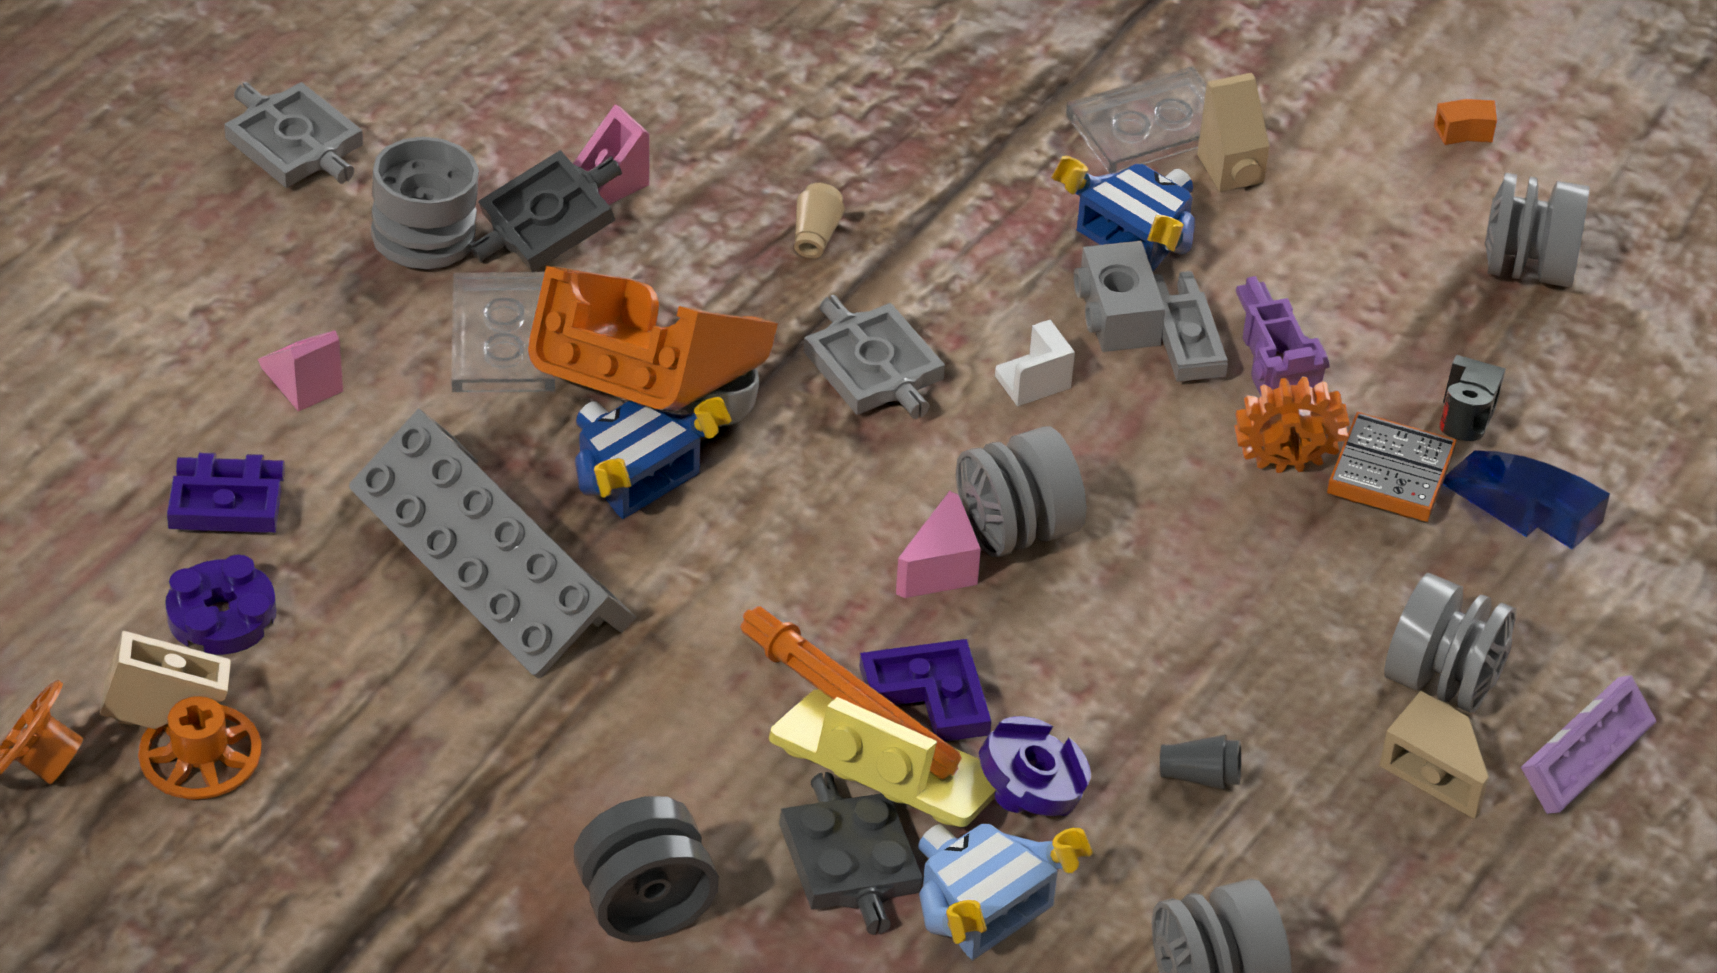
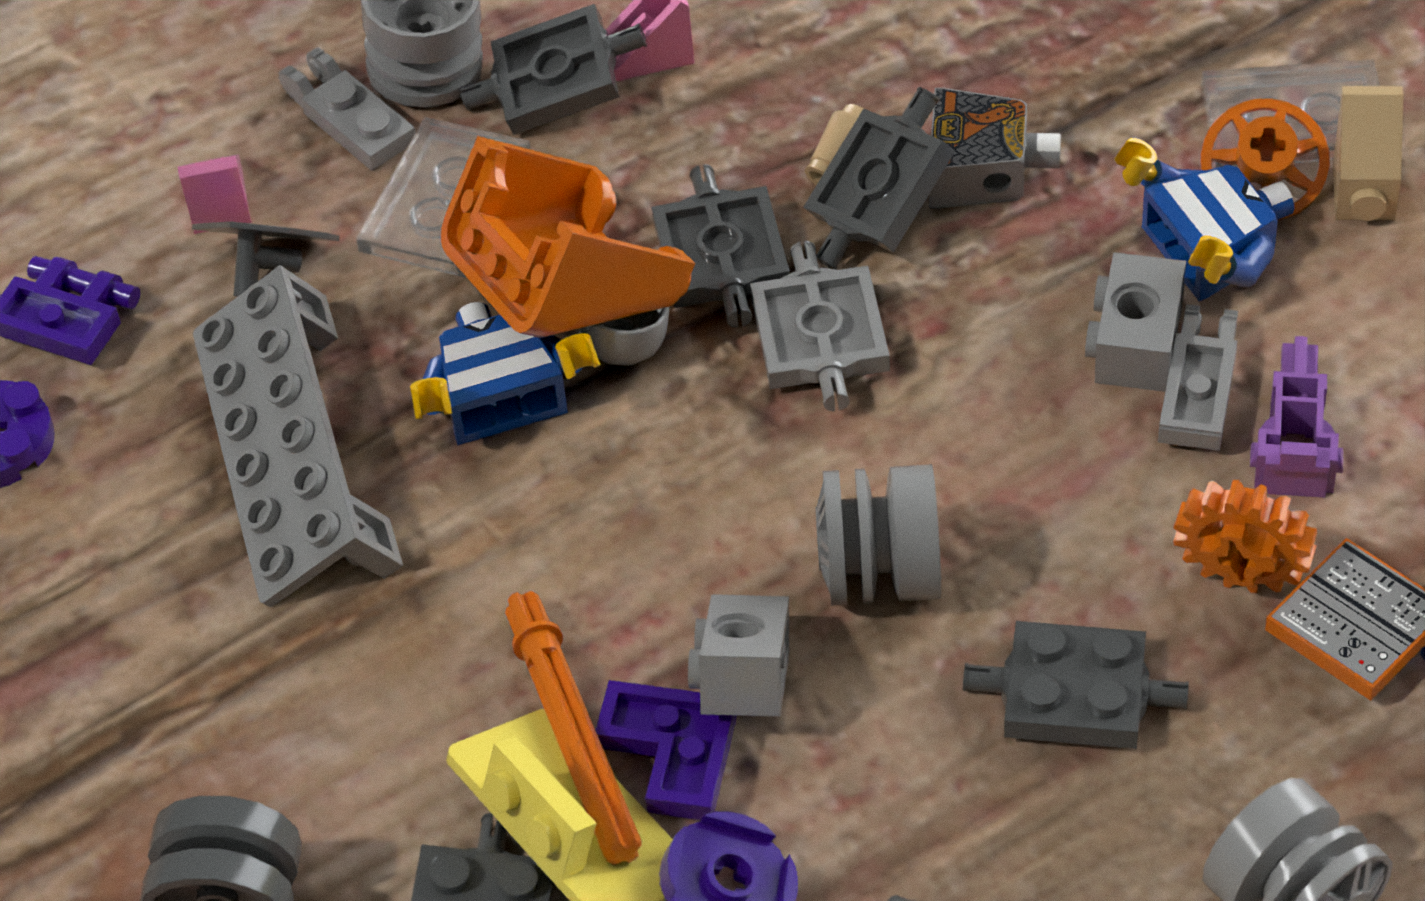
camera: 30 degrees right, 5 degrees up
(371, 410) = (253, 256): none -> dark grey shield
(377, 282) = (348, 110): none -> light grey hinge
(770, 296) = (728, 238): none -> dark grey plate
(869, 233) = (878, 179): none -> dark grey plate
(929, 196) = (988, 148): none -> torso
(941, 554) = (770, 567): bright pink slope -> none
(961, 604) = (741, 655): none -> light grey brick
(1043, 371) = (1000, 391): white panel -> none
(1156, 144) = (1270, 147): none -> orange wheel
(1210, 566) = (1075, 685): none -> dark grey plate

